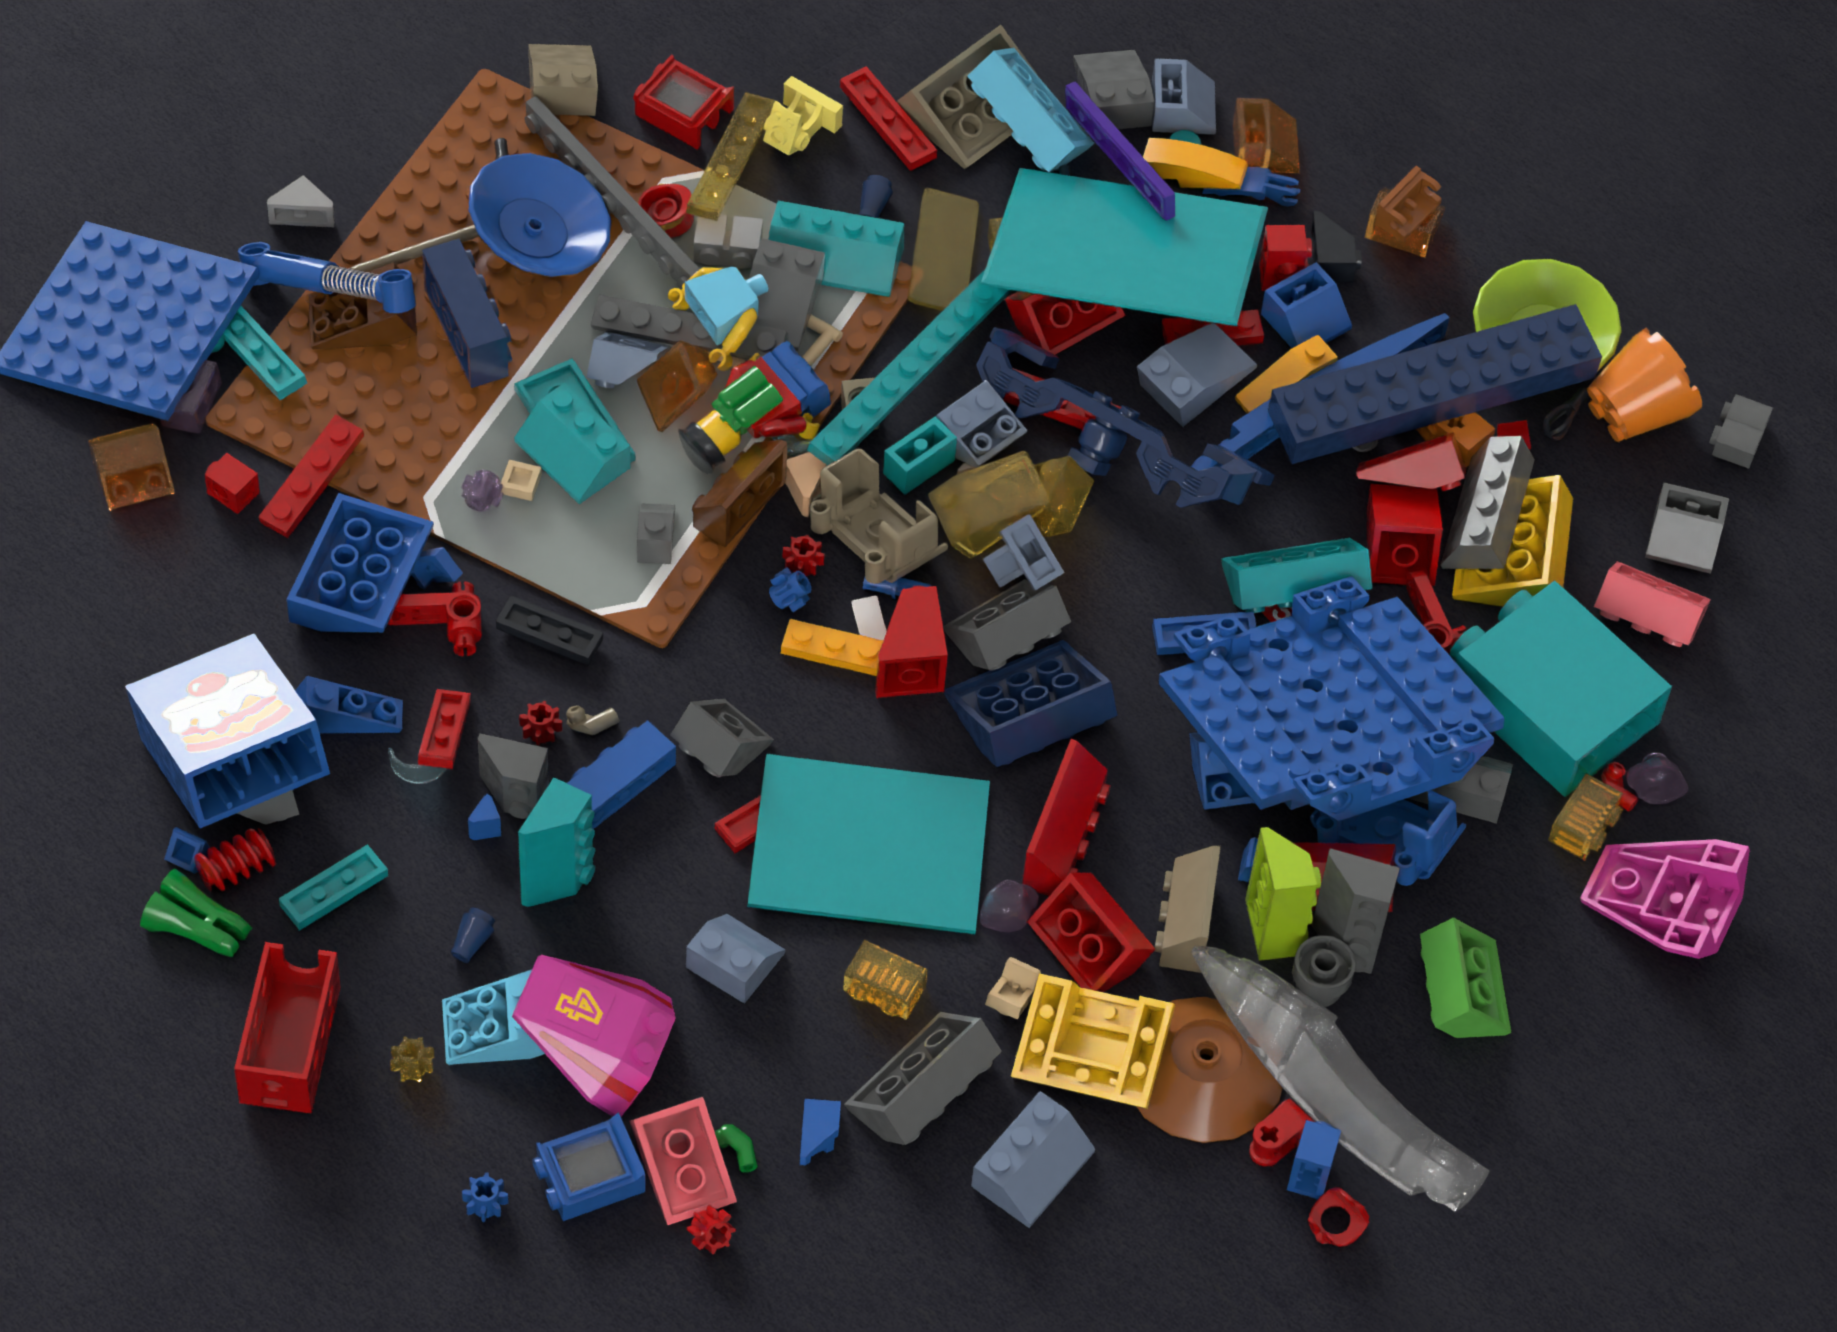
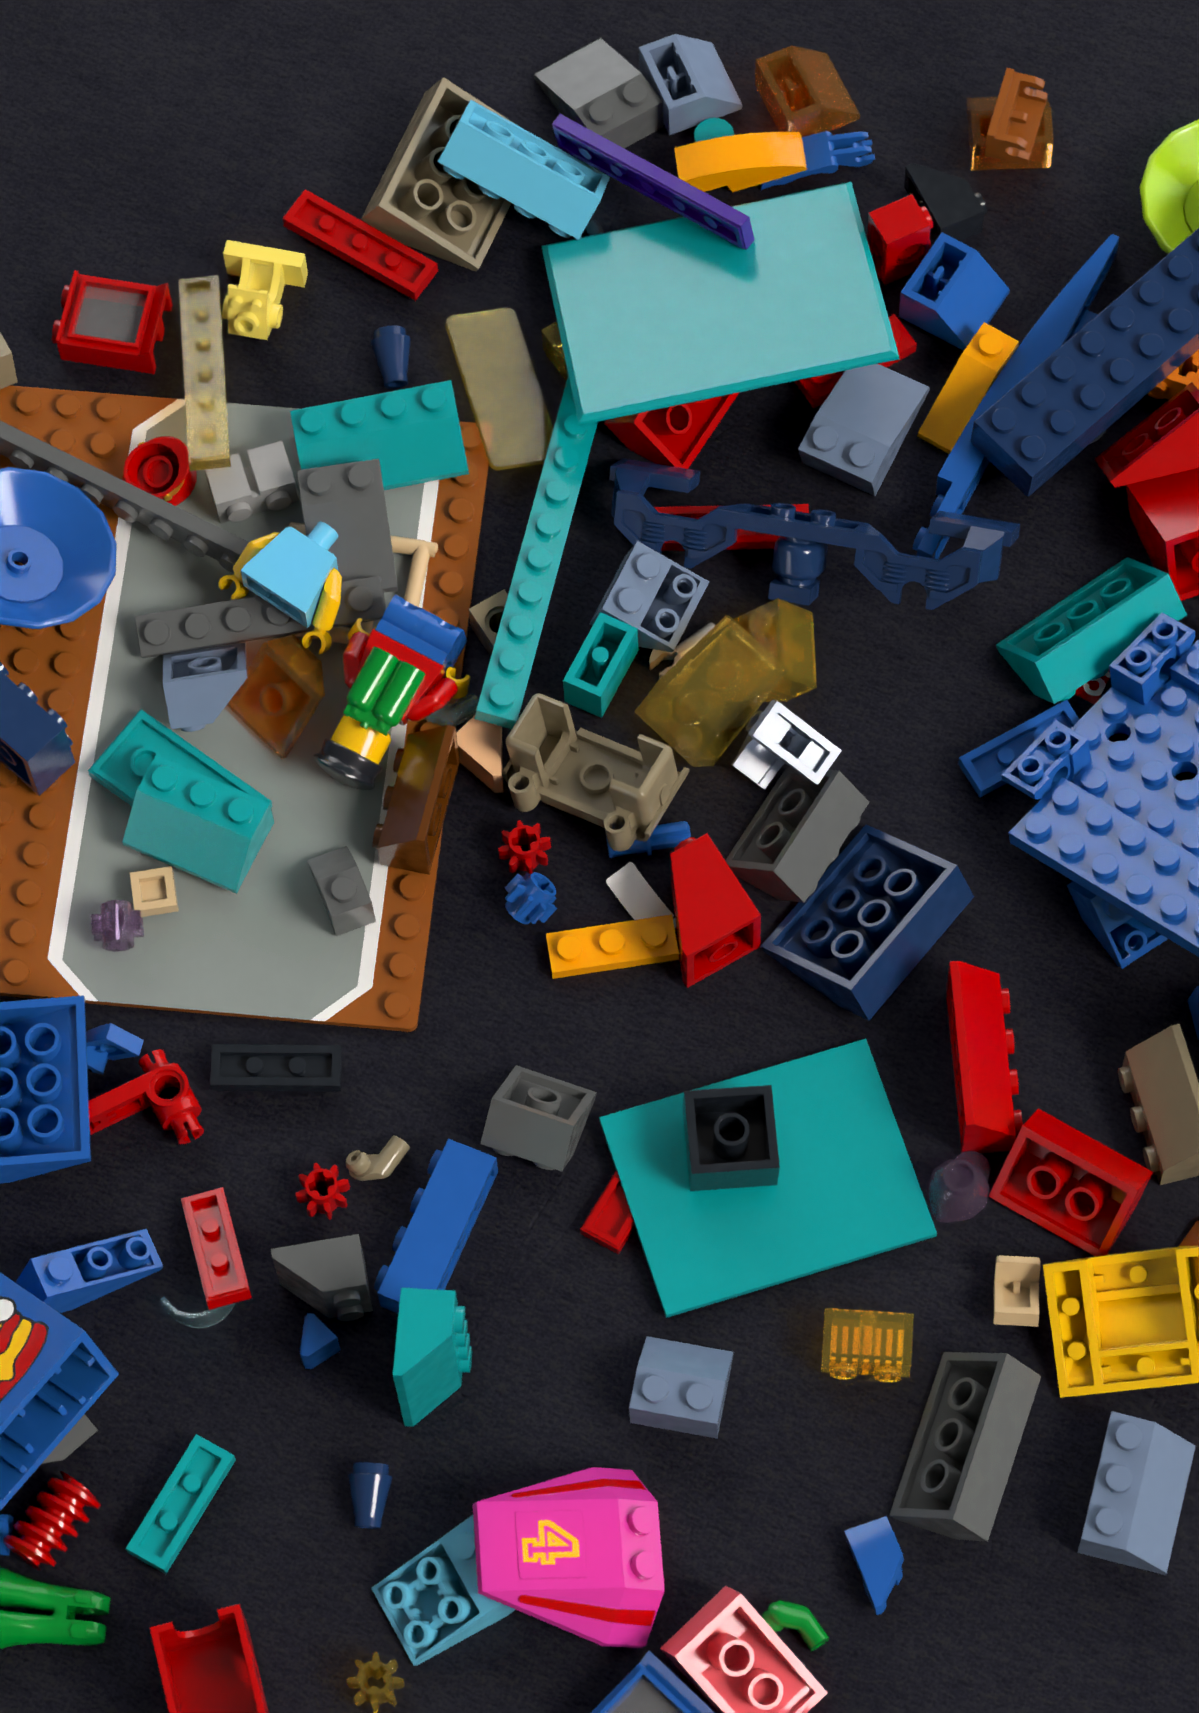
camera: 15 degrees left, 10 degrees up
(852, 799) = (730, 1138): none -> black brick

